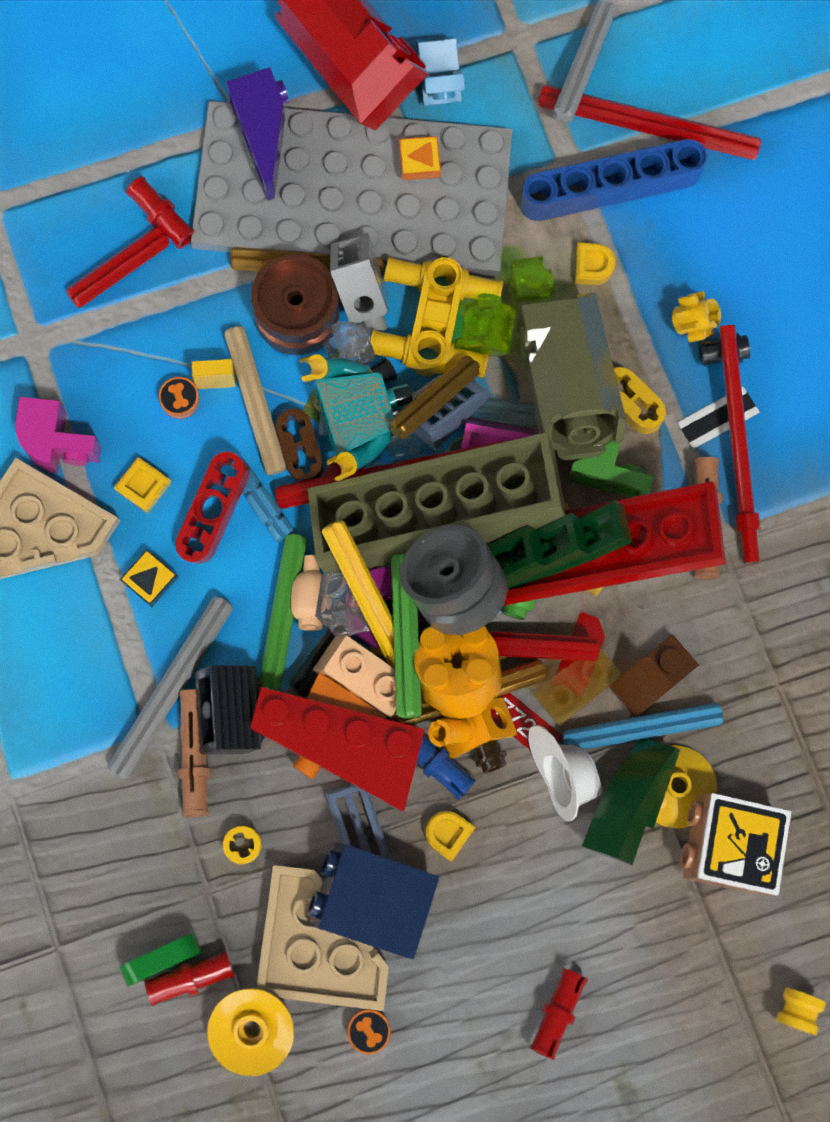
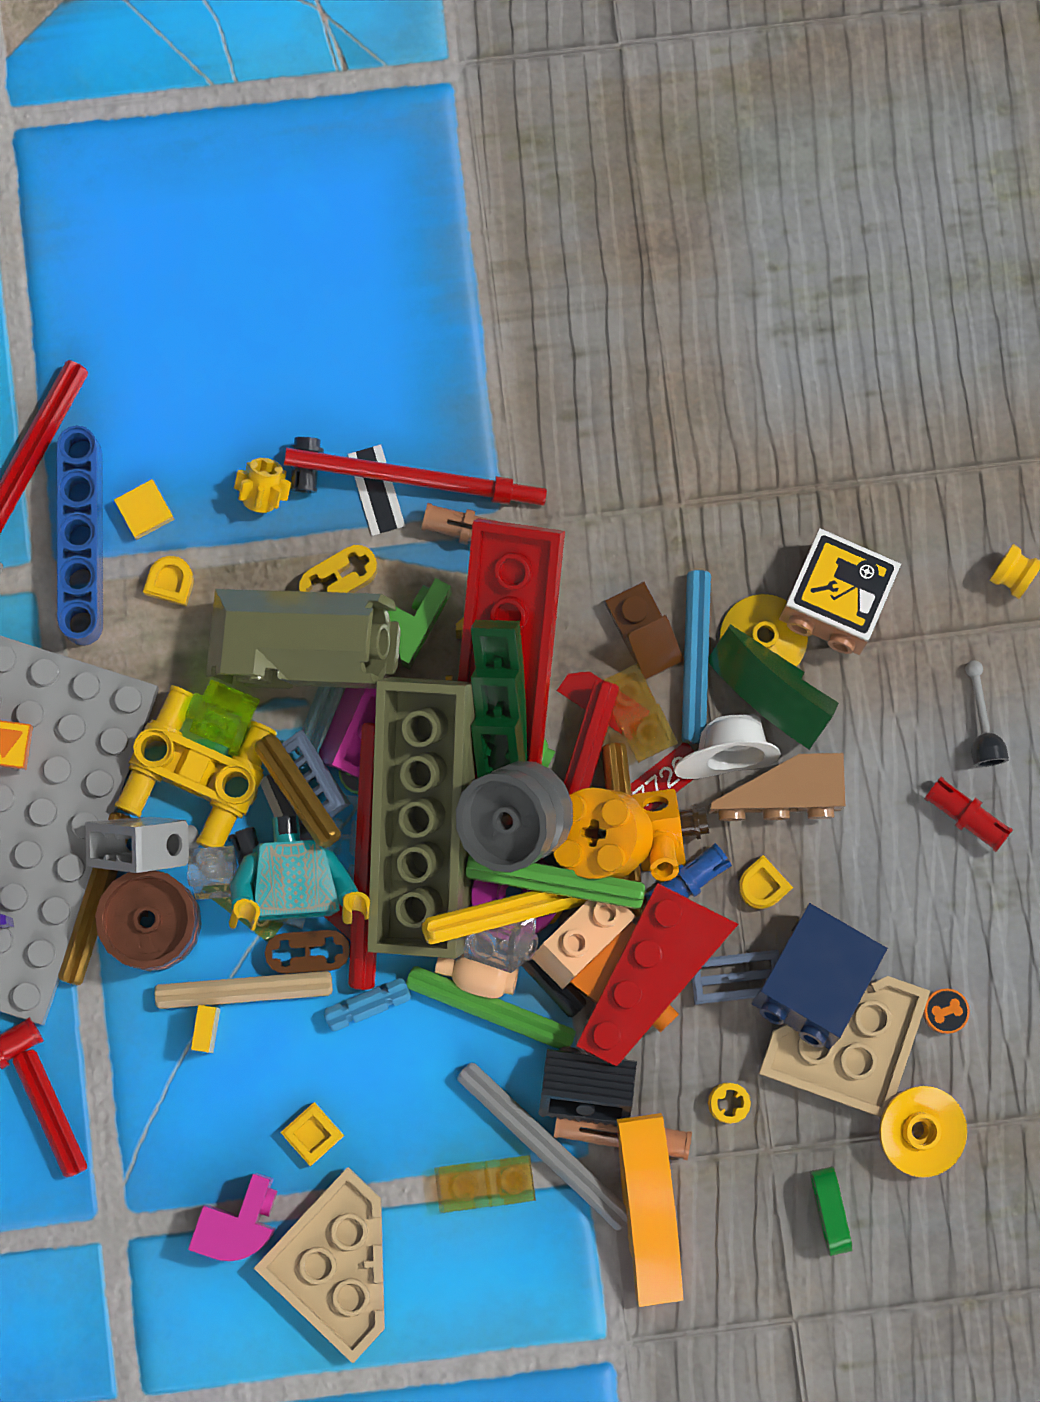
camera: 75 degrees left, 5 degrees up
(127, 641) = (484, 1184): none -> clear yellow slope
(129, 789) = (650, 1209): none -> light orange slope
(149, 578) = (420, 1146): tile -> none
(179, 397) = (221, 1074): tile -> none
(188, 978) = (855, 1185): red pin -> none
(229, 502) = (379, 1089): red beam -> none
(529, 280) = (183, 656): clear neon green brick -> none
(547, 843) = (800, 784): none -> medium nougat slope
(626, 1020) = (988, 747): none -> hinge
(649, 229) = (144, 509): none -> yellow tile

